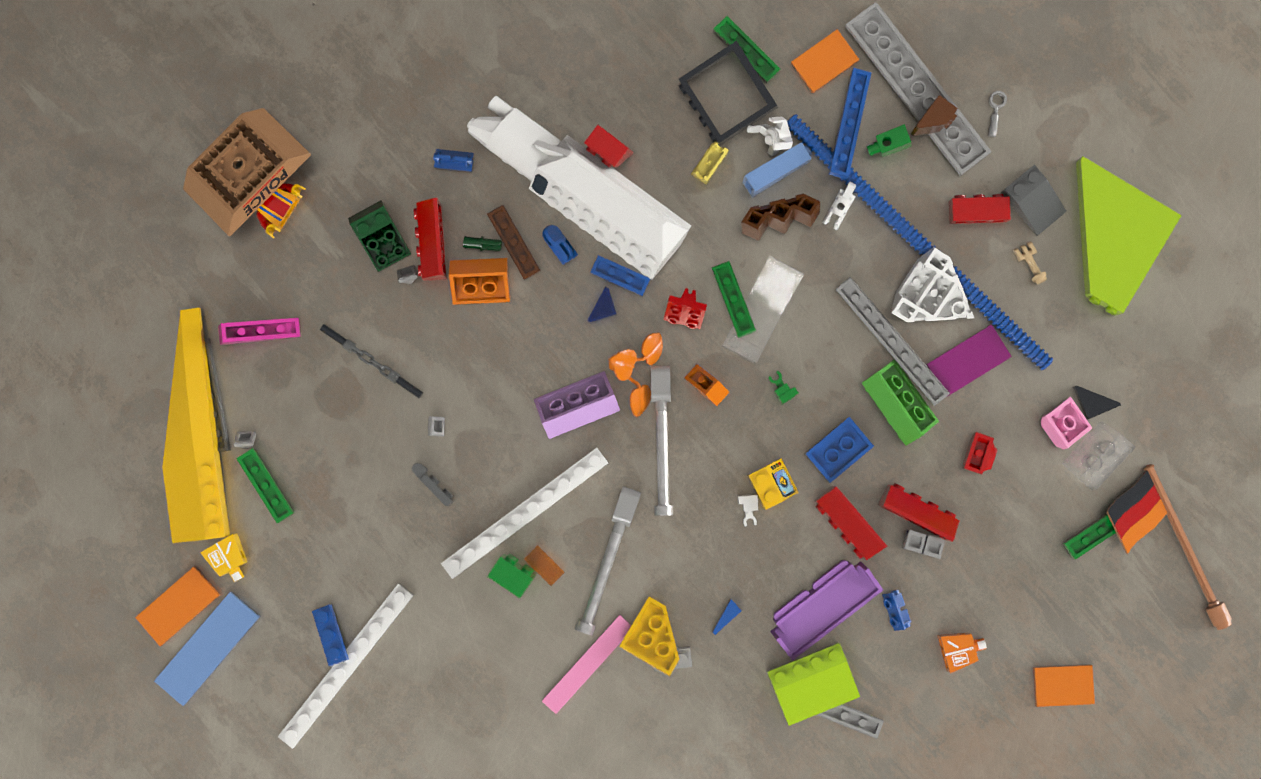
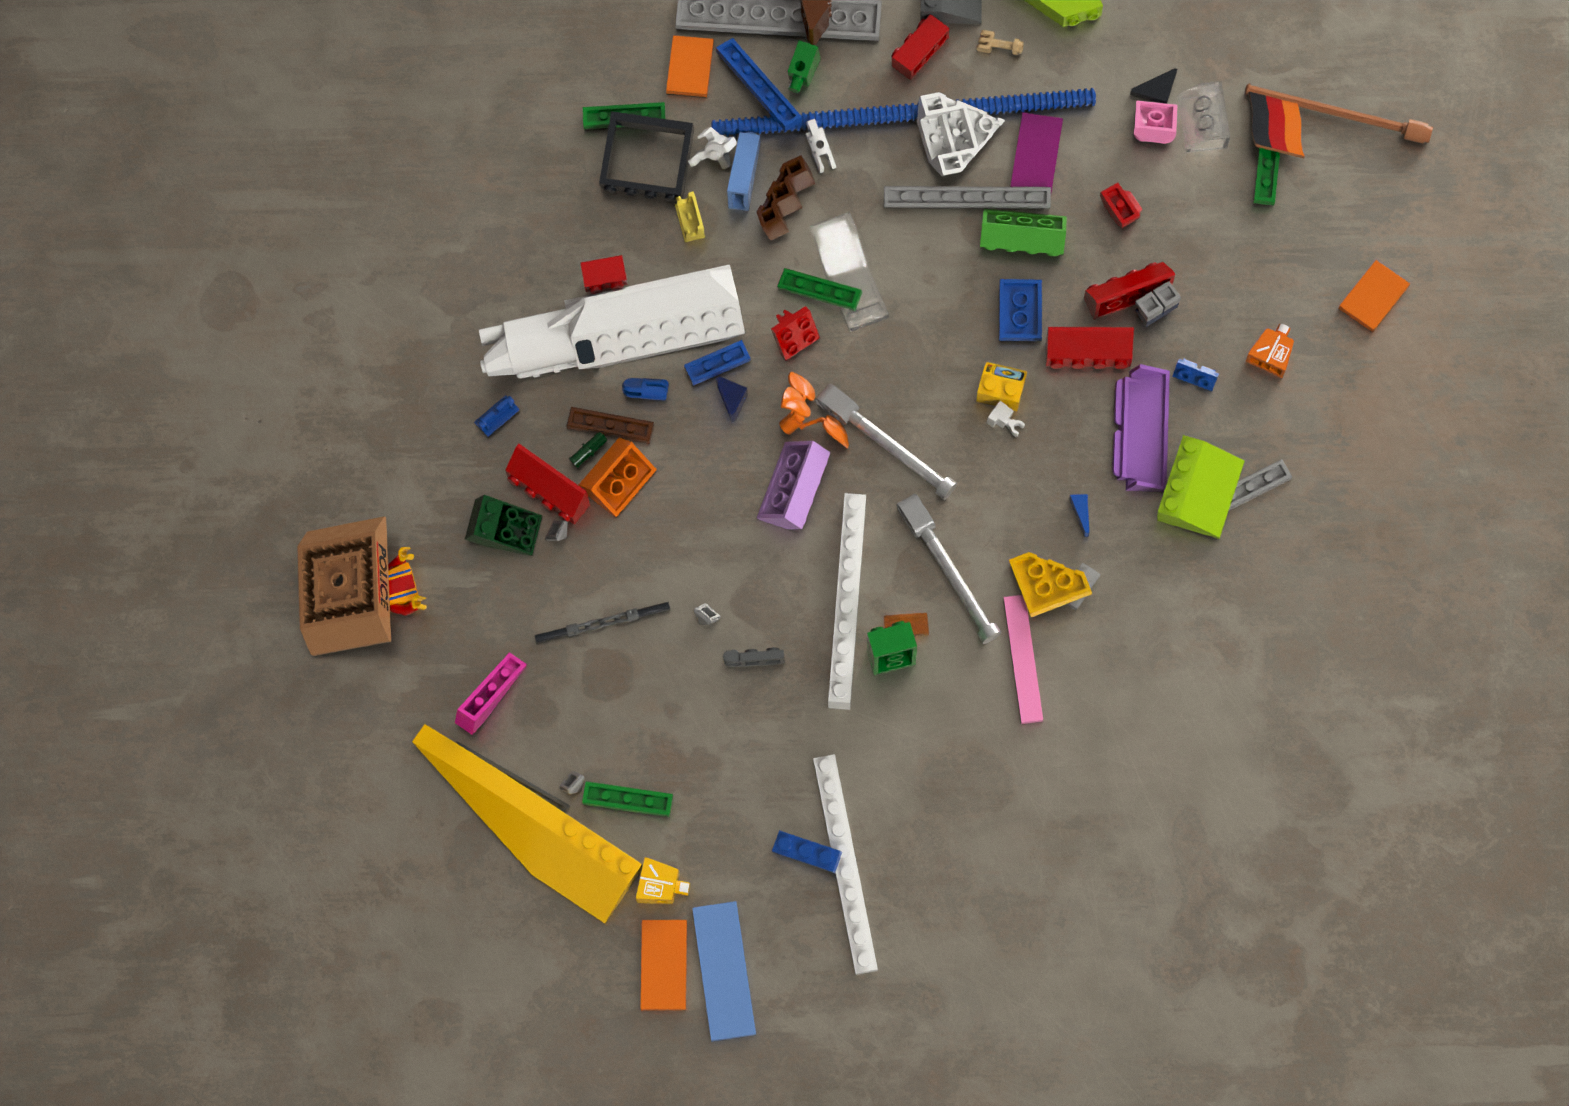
camera: 45 degrees left, 15 degrees down
(707, 385) = (871, 368): orange slope -> none
(783, 392) = (933, 312): green piece -> none

